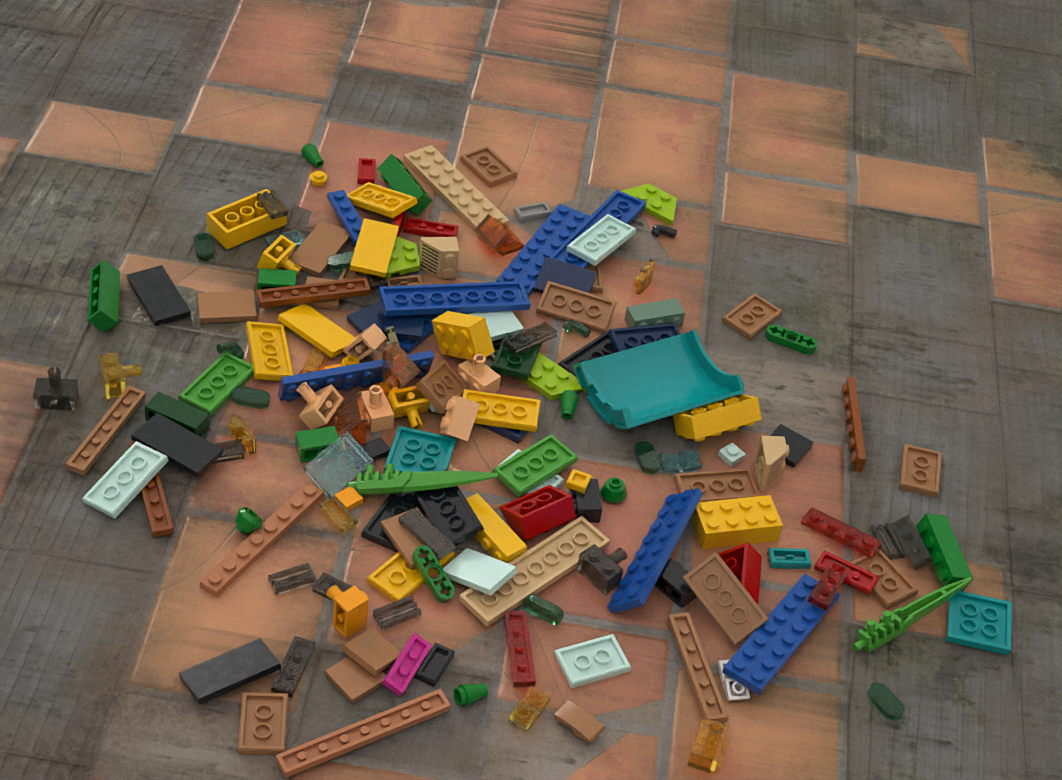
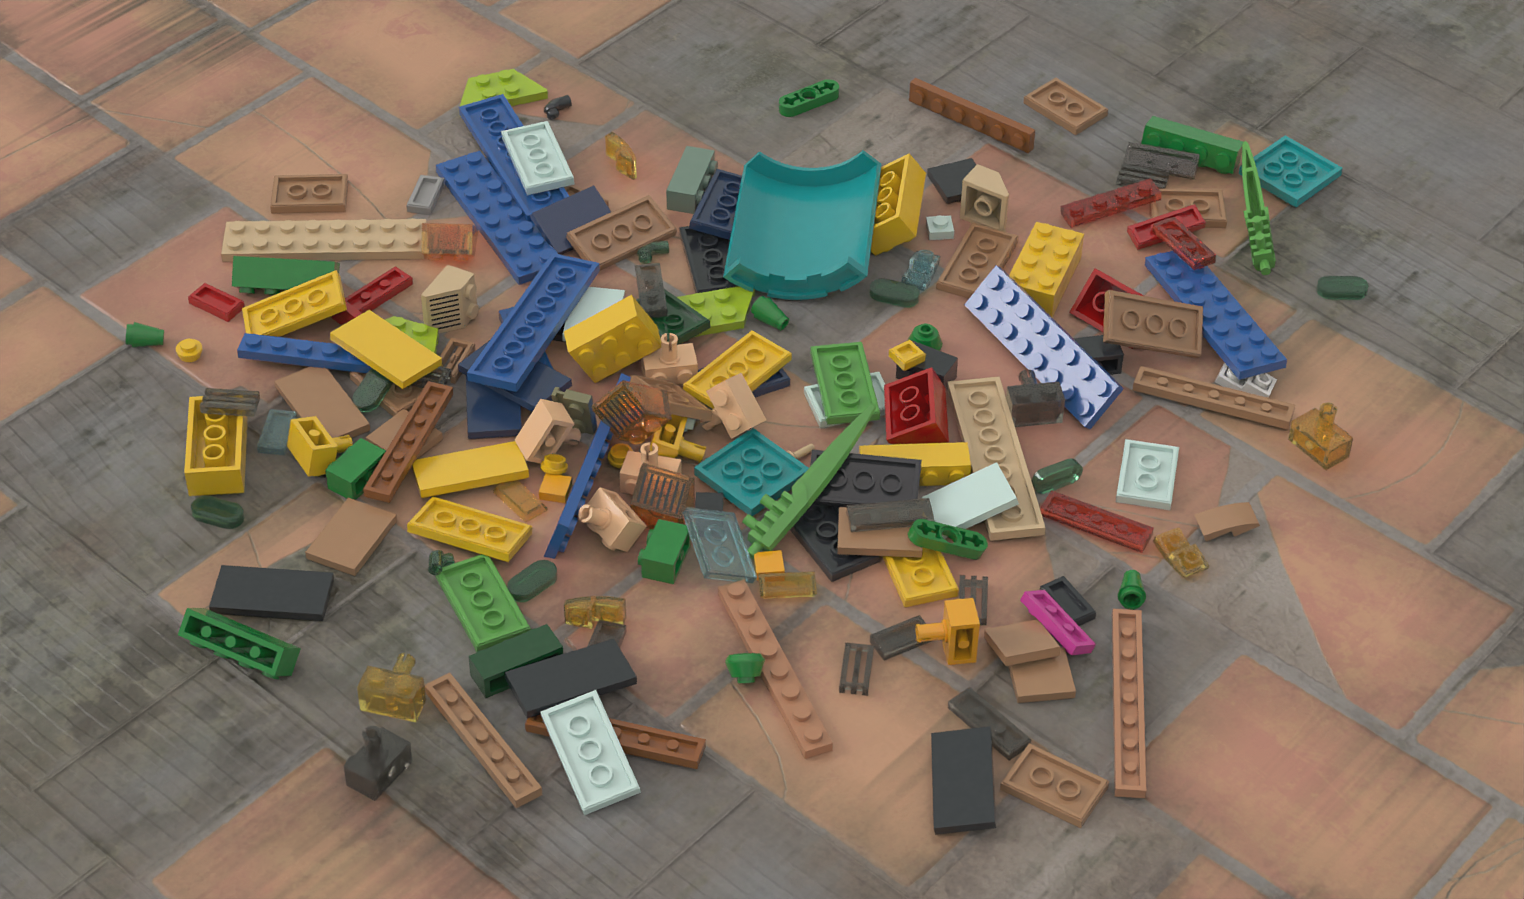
camera: 50 degrees left, 0 degrees up
(752, 316) = (748, 109): medium nougat tile -> none
(789, 562) = (1098, 264): teal tile -> none

